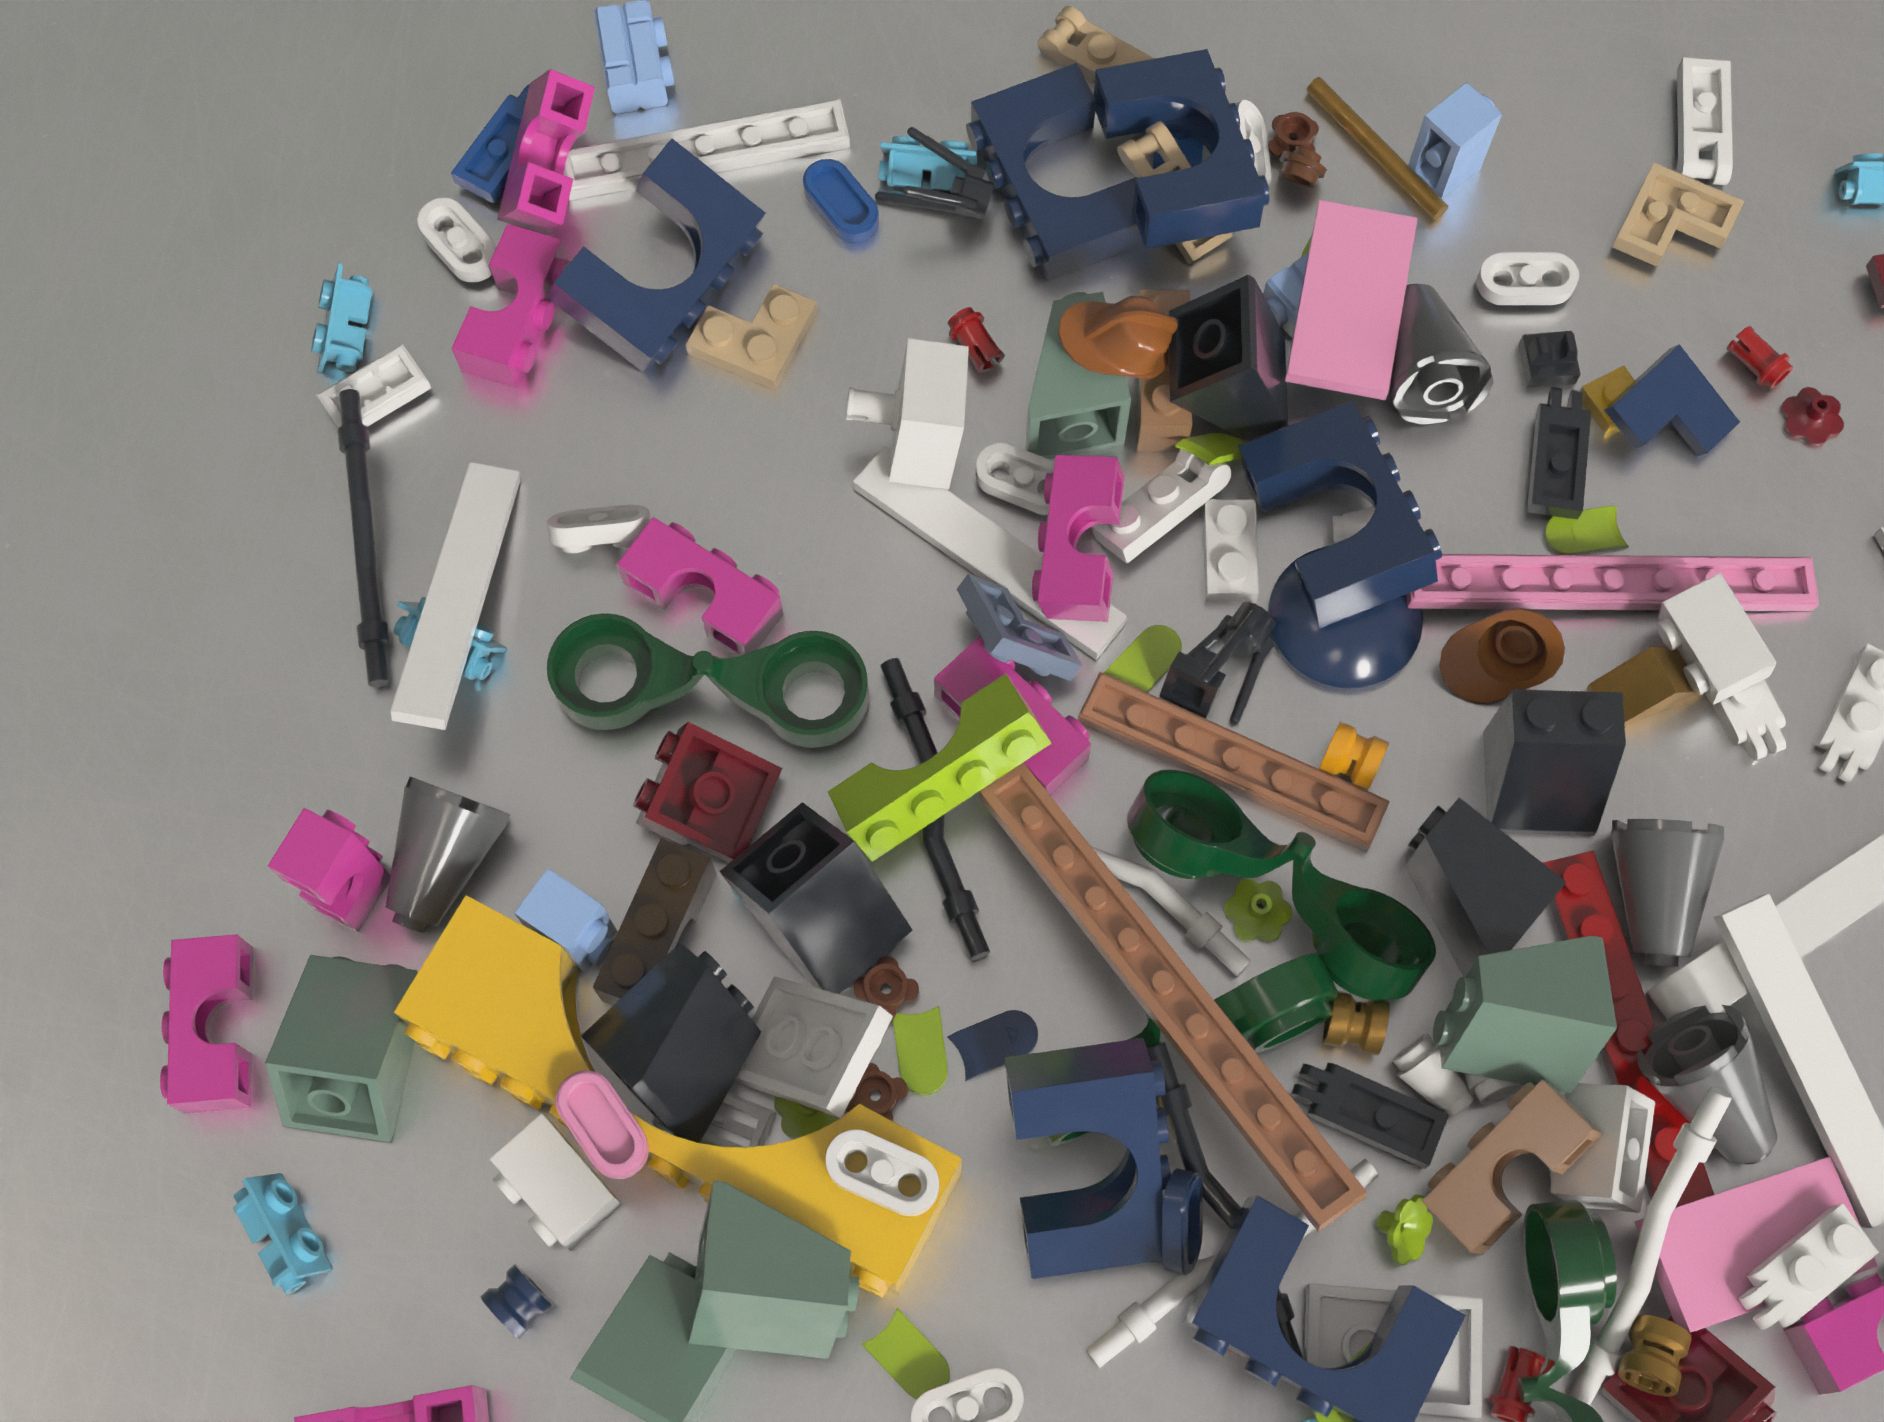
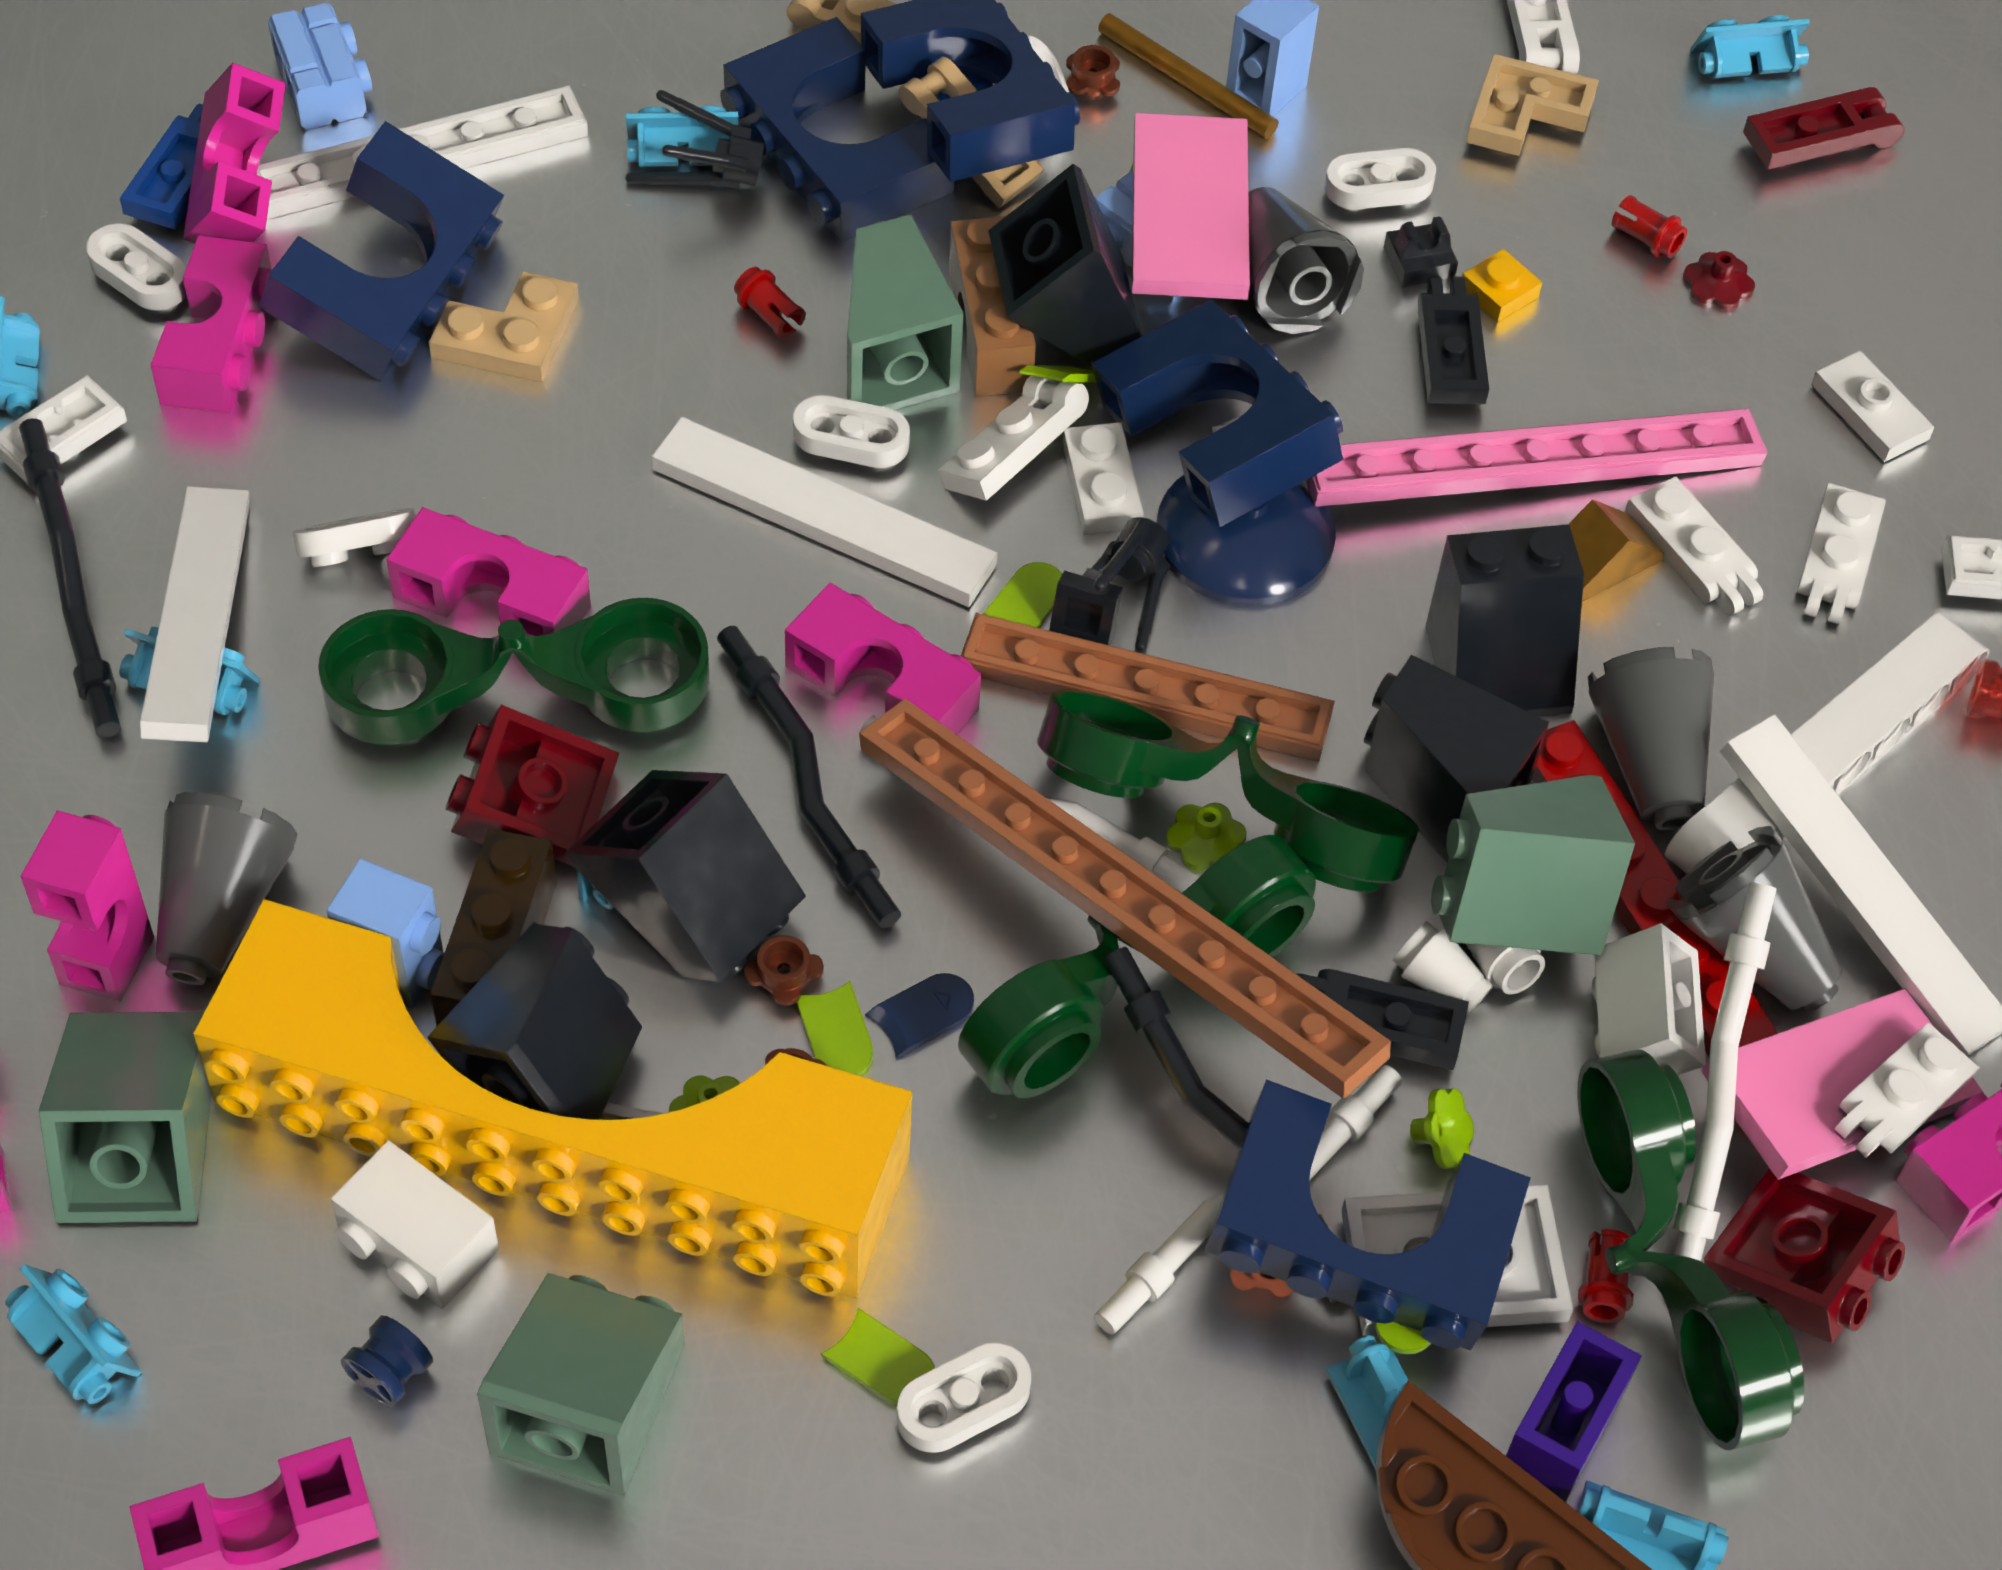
camera: 15 degrees left, 15 degrees down
(602, 1124) = (473, 1112): bright pink tile -> none
(768, 1280) = (703, 1256): sand green slope -> none
(812, 1045) = (708, 1018): white plate -> none
(841, 200) = (587, 186): blue tile -> none
(884, 1171) = (825, 1106): white plate -> none
(922, 412) = (725, 365): white brick -> none
(991, 739) = (864, 672): lime arch -> none
(1012, 637) = (866, 576): sand blue plate -> none
(1079, 495) = (929, 512): dark pink arch -> none
(1107, 1092) = (1117, 1149): dark blue arch -> none
(1118, 337) = (941, 253): dark orange piece -> none
(1182, 1221) = (1183, 1142): dark blue tile -> none
(1302, 166) = (1108, 97): reddish brown plate -> none
(1354, 755) = (1270, 652): light orange wheel -> none
(1357, 1023) = (1350, 925): pearl gold wheel -> none
(1471, 1194) = (1569, 983): medium nougat arch -> none
(1501, 654) = (1409, 535): dark orange piece -> none
(1591, 533) = (1501, 412): lime piece -> none
(1654, 1355) = (1754, 1202): pearl gold wheel -> none
(1677, 393) = (1569, 265): dark blue tile -> none
(1714, 640) = (1661, 486): white brick -> none

